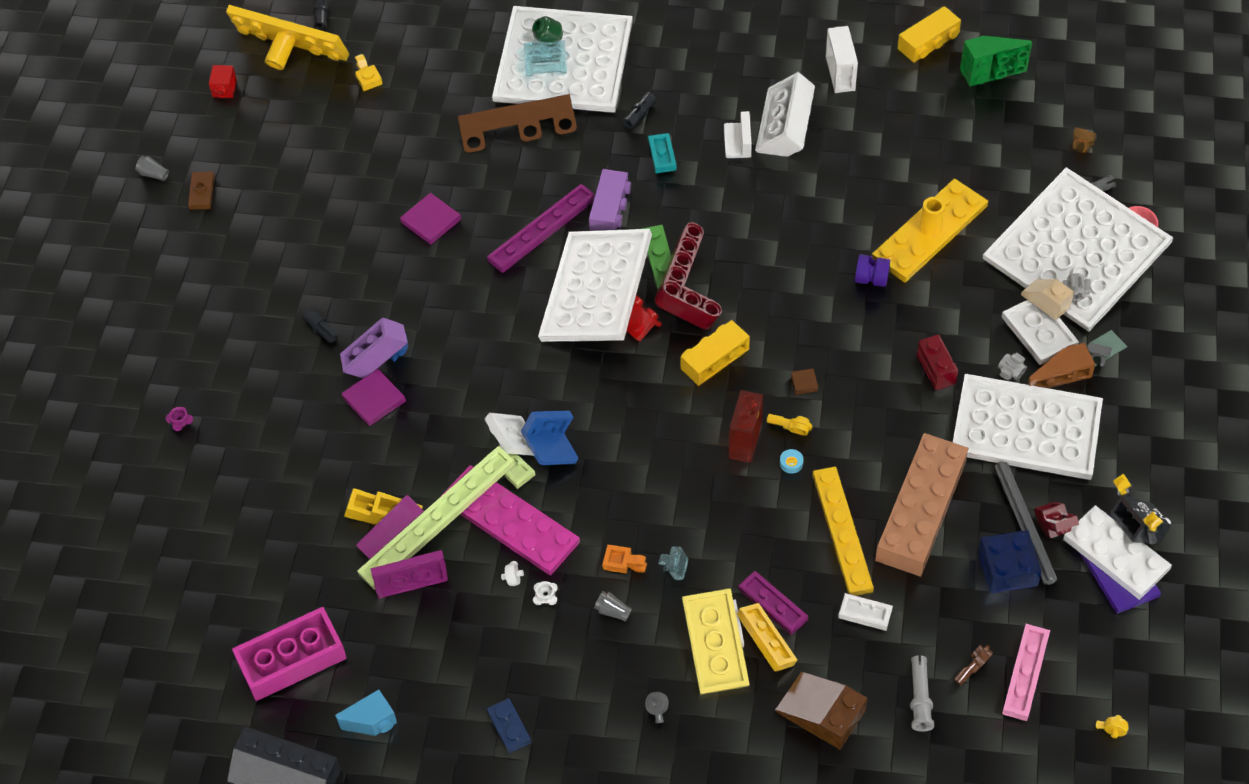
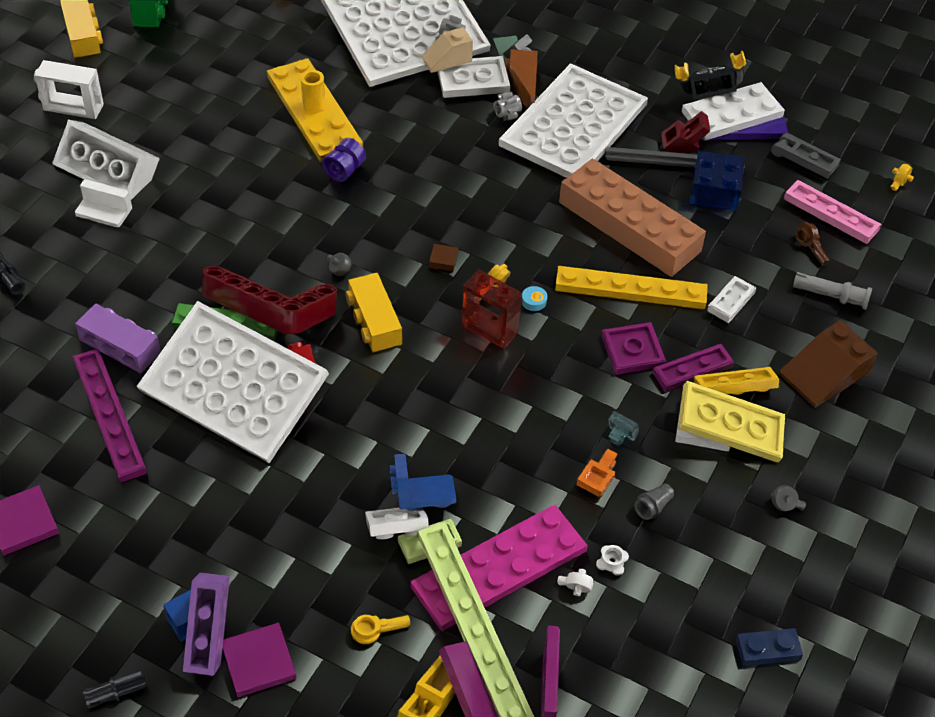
camera: 75 degrees left, 5 degrees down
(421, 453) = (368, 628): none -> yellow plate
(662, 153) = (80, 272): teal plate -> none
(756, 311) = (339, 264): none -> dark grey piece
(772, 551) = (633, 348): none -> magenta tile
(937, 362) = (477, 152): dark red brick -> none
(1094, 634) = (805, 155): none -> dark grey plate

